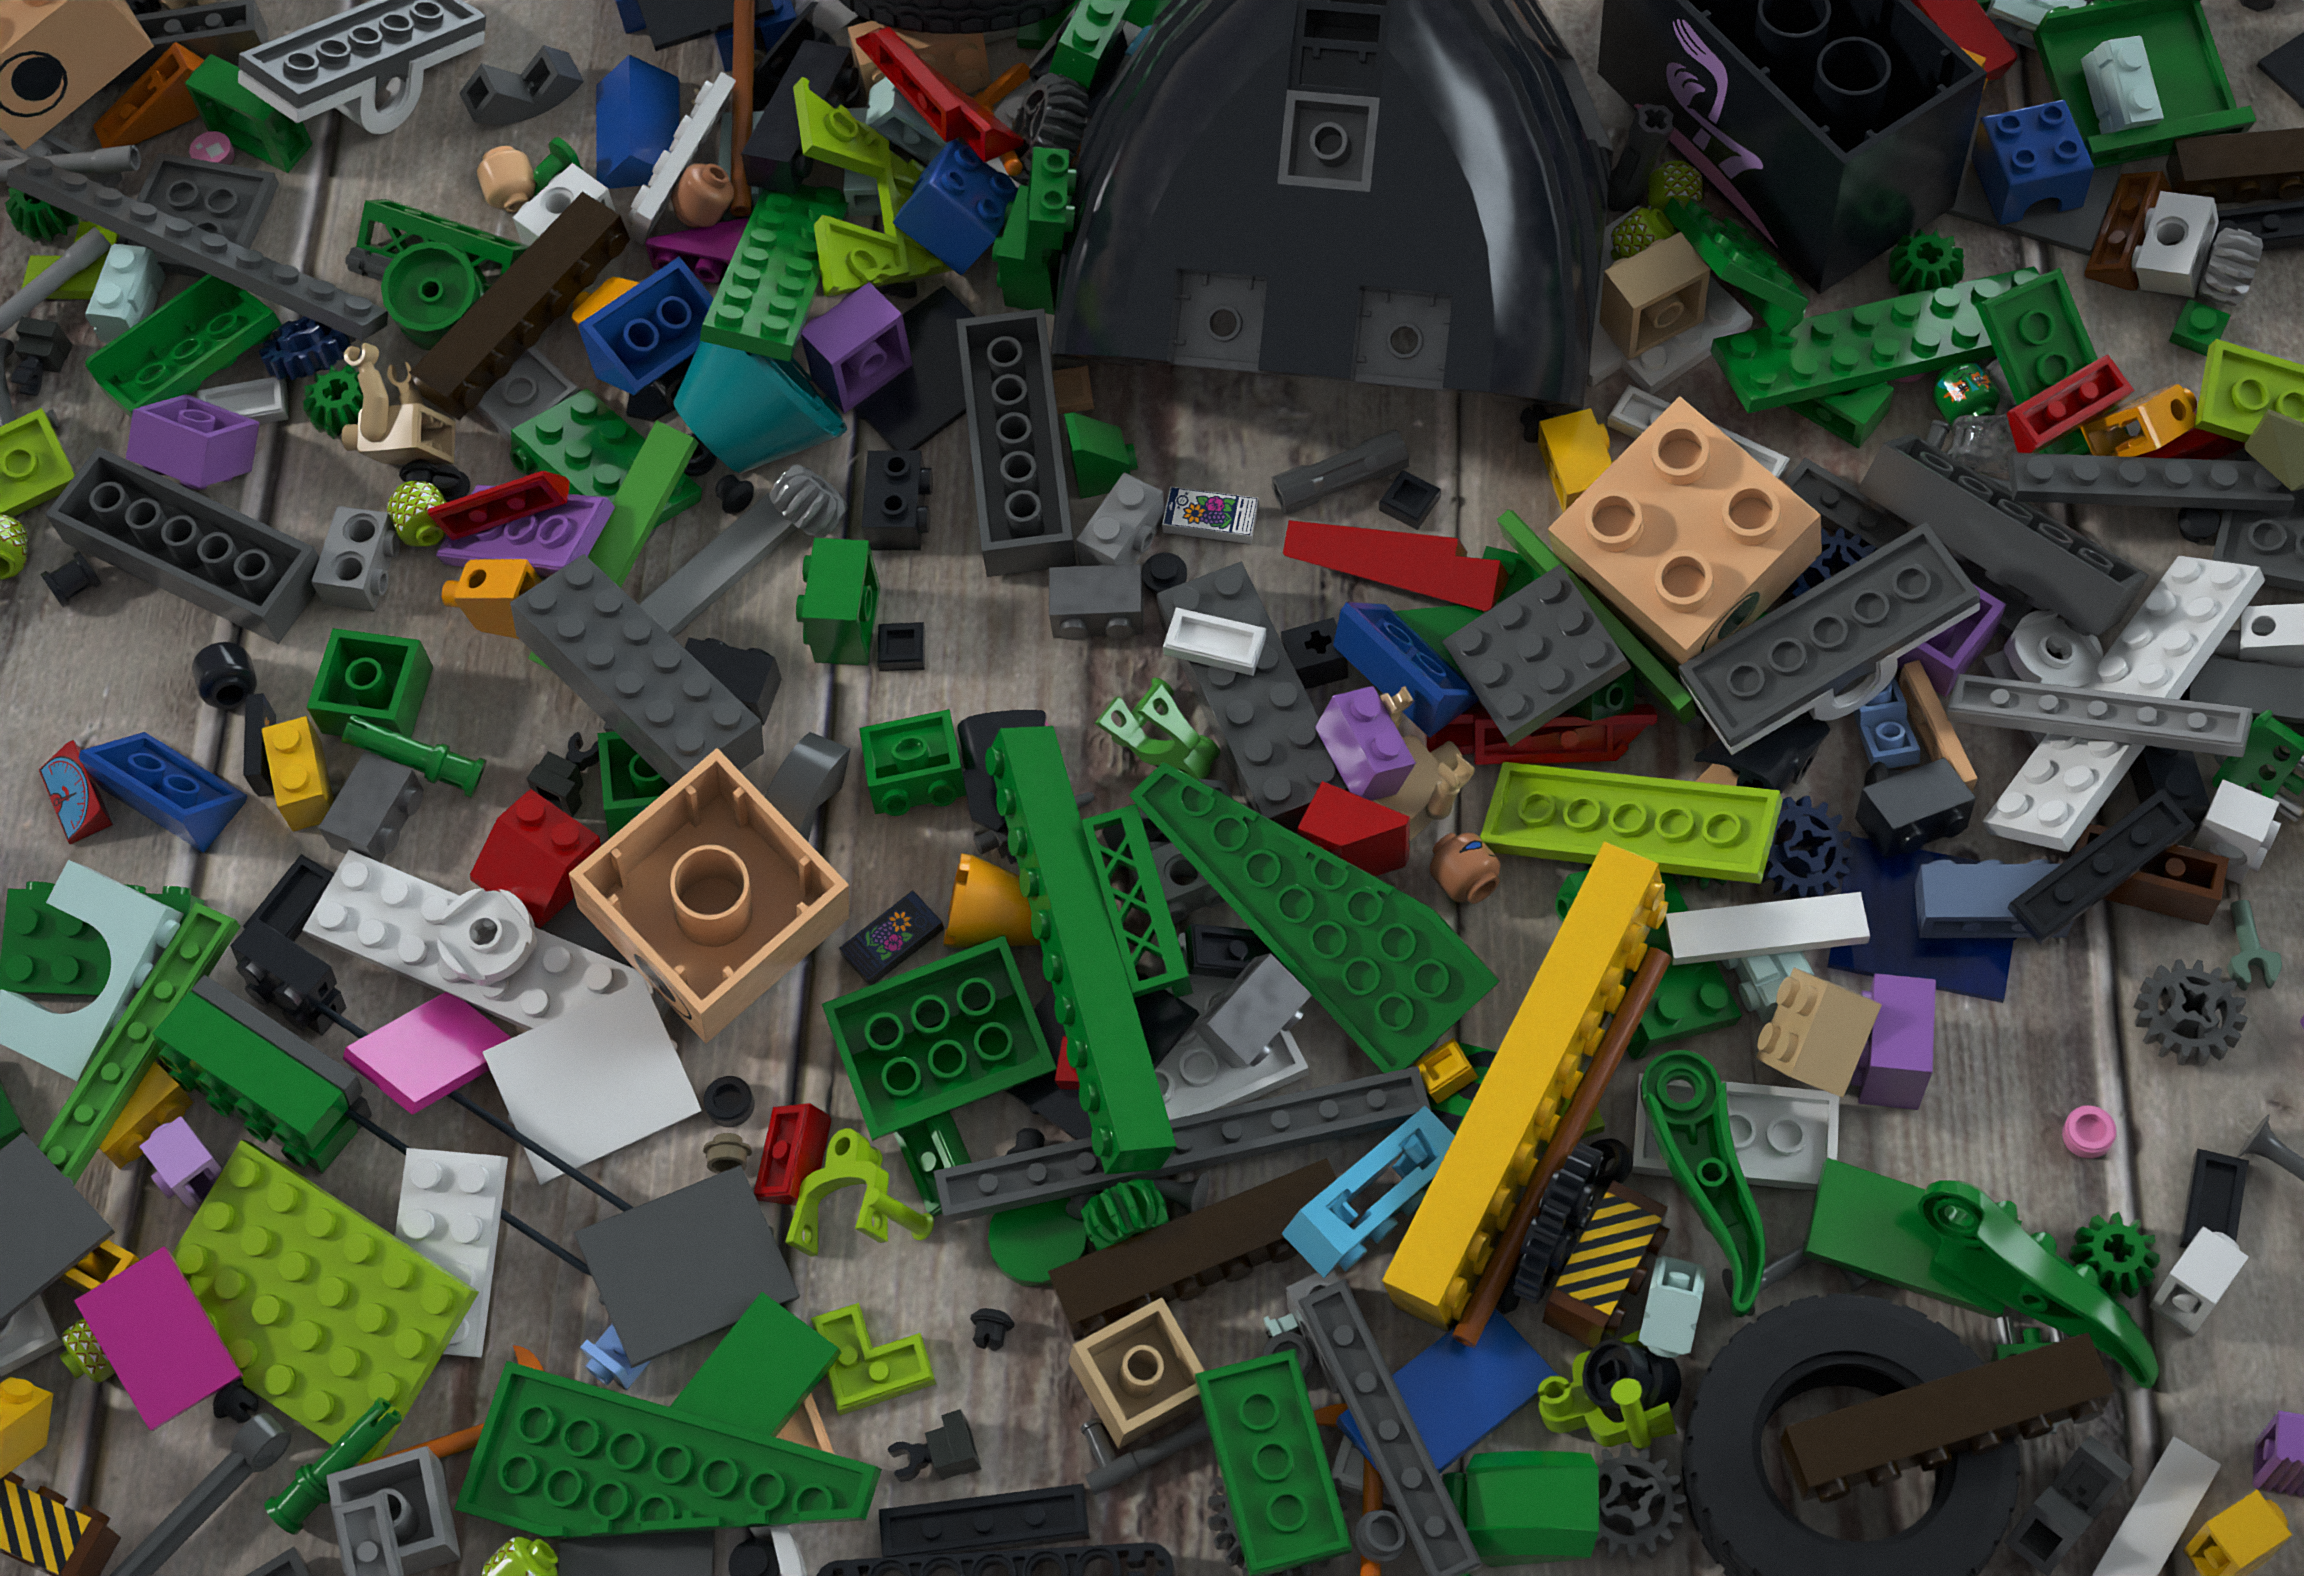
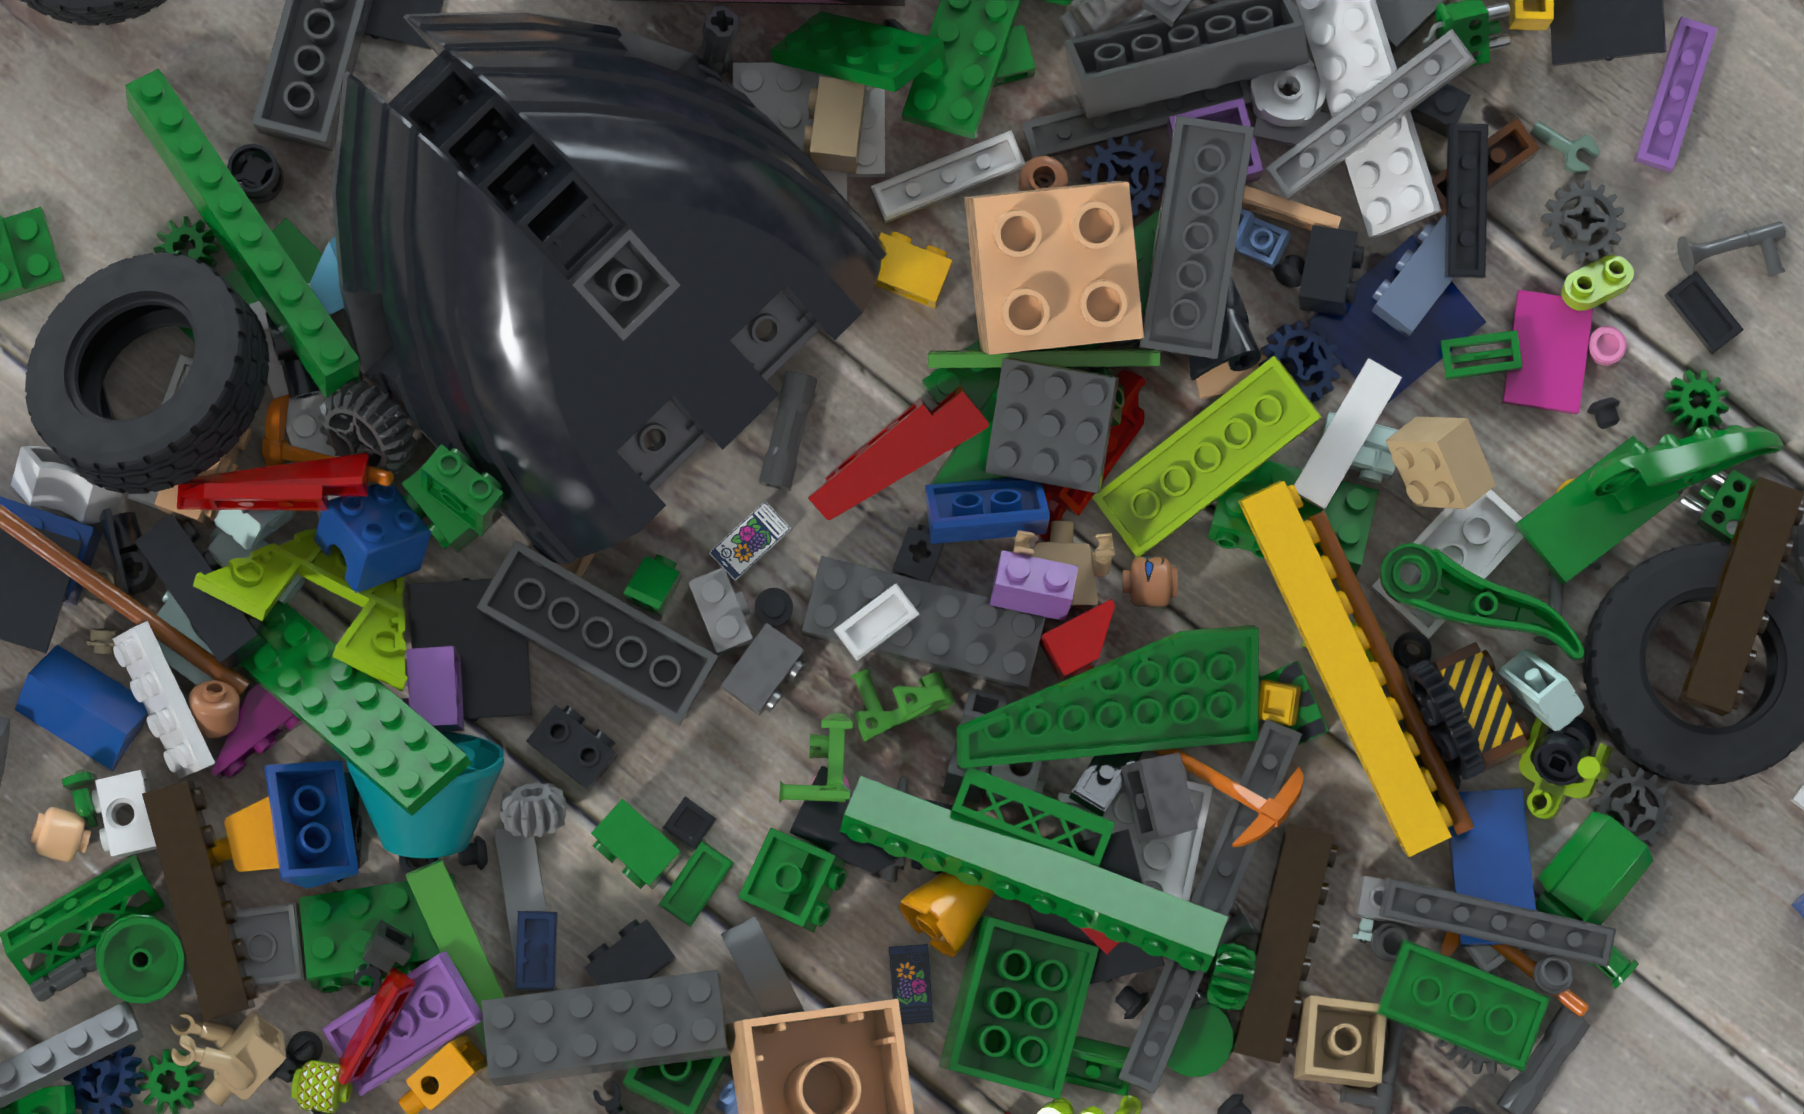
camera: 65 degrees left, 20 degrees up
(579, 458) = (382, 951): none -> pearl dark grey piece
(680, 590) = (536, 950): none -> dark blue plate
(847, 690) = (696, 883): none -> green tile
(1067, 710) = (830, 747): none -> bright green piece
(1321, 1121) = (1270, 812): none -> orange piece
(1322, 1226) = (1357, 861): medium azure brick -> none
(1409, 499) = (842, 400): black tile -> none
(1639, 231) = (781, 92): lime head -> none
(1674, 180) = (754, 34): lime head -> none
(1900, 1045) = (1486, 411): medium lavender brick -> none
(1985, 1049) = (1448, 360): none -> green tile
(2020, 1176) = (1605, 412): none -> black piece
(2029, 1079) = (1552, 353): none -> dark pink tile
(2143, 1071) = (1600, 280): none -> lime plate
(2199, 1280) = (1753, 369): white brick -> none
(2238, 828) = (1498, 95): white brick -> none

